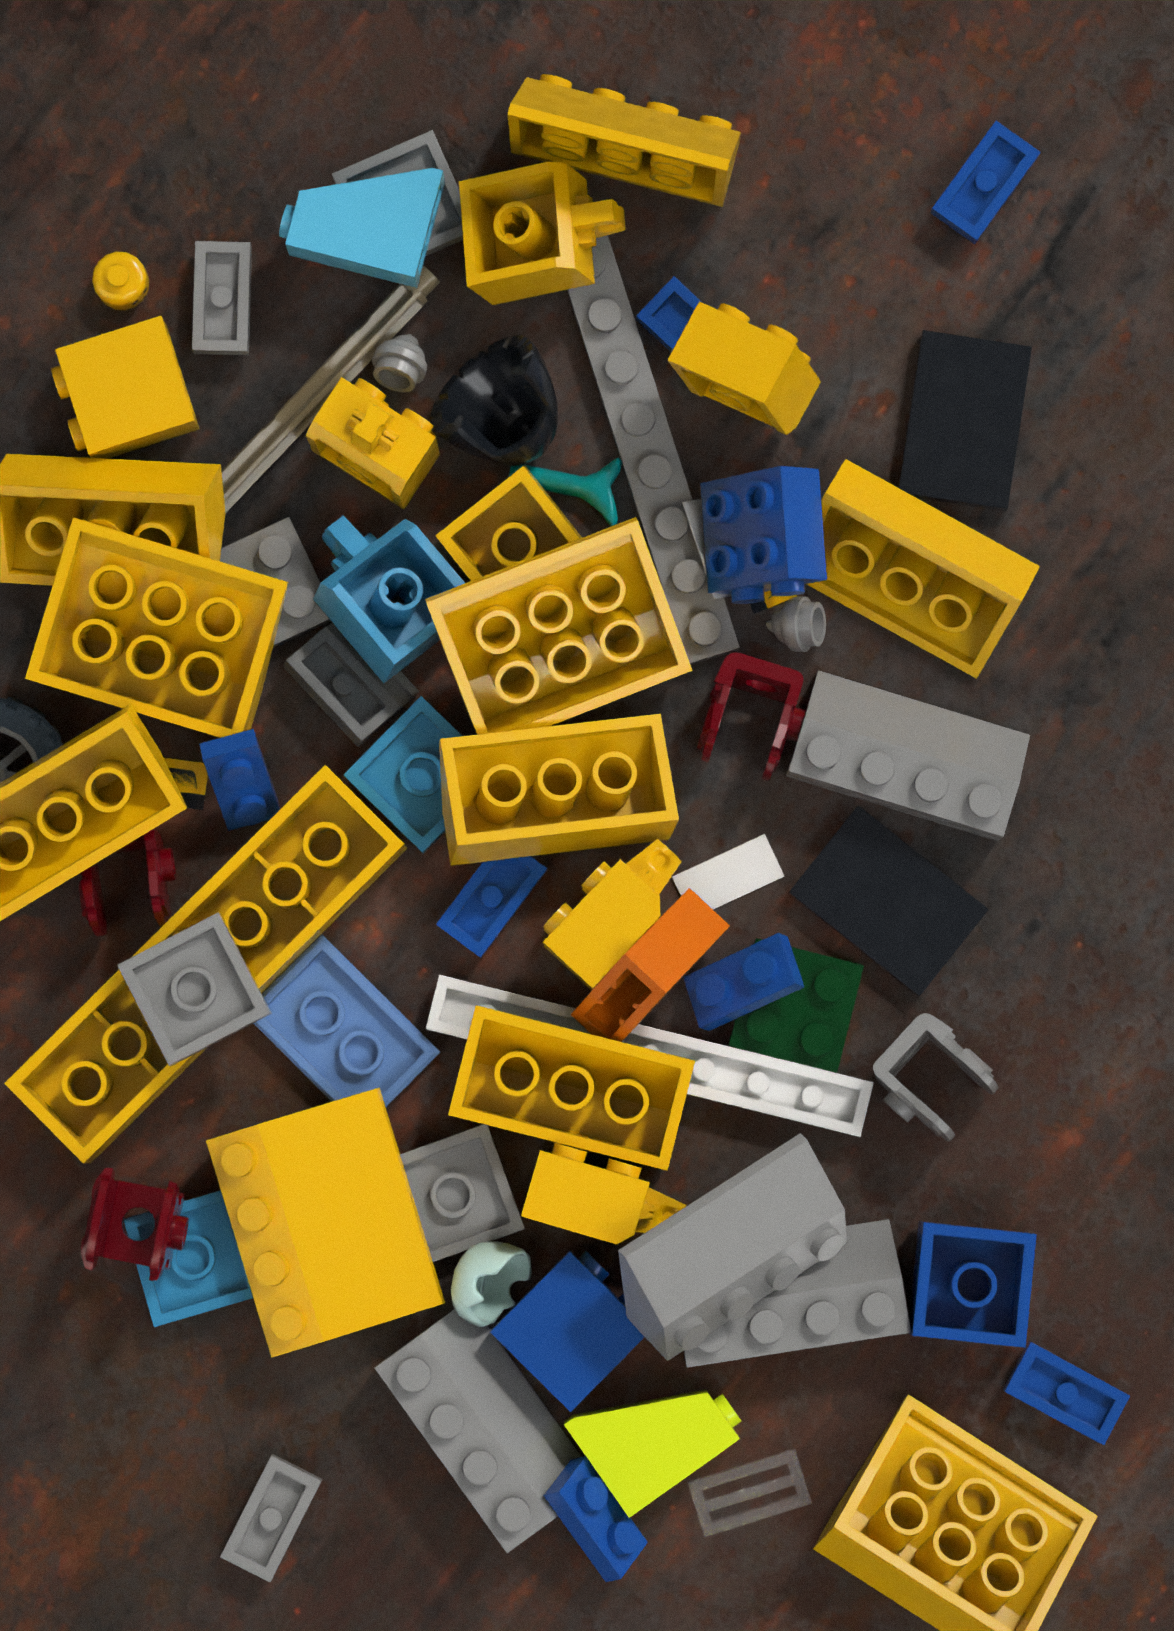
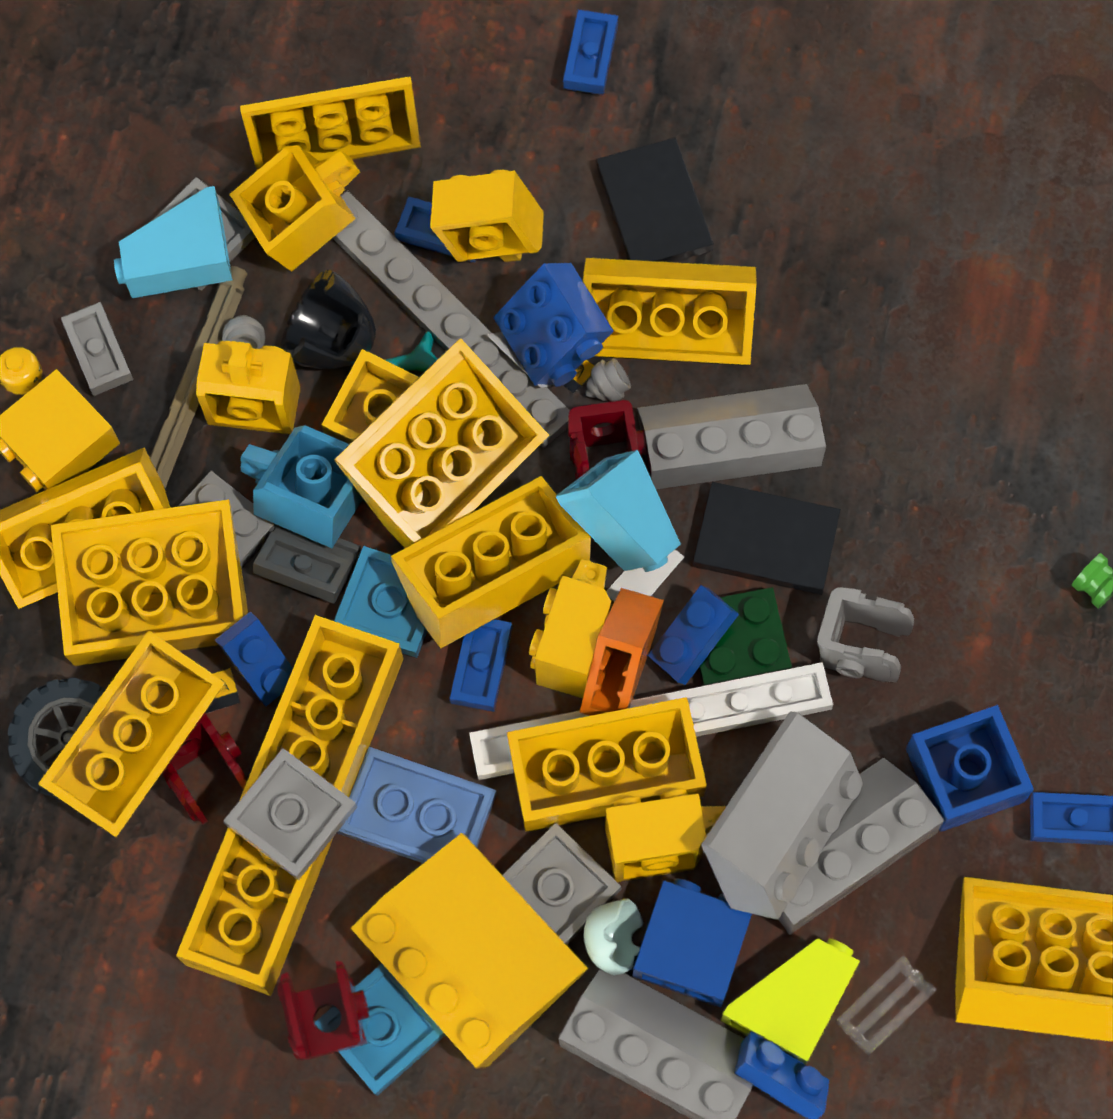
camera: 25 degrees left, 15 degrees down
(728, 805) = (622, 512): none -> medium azure slope

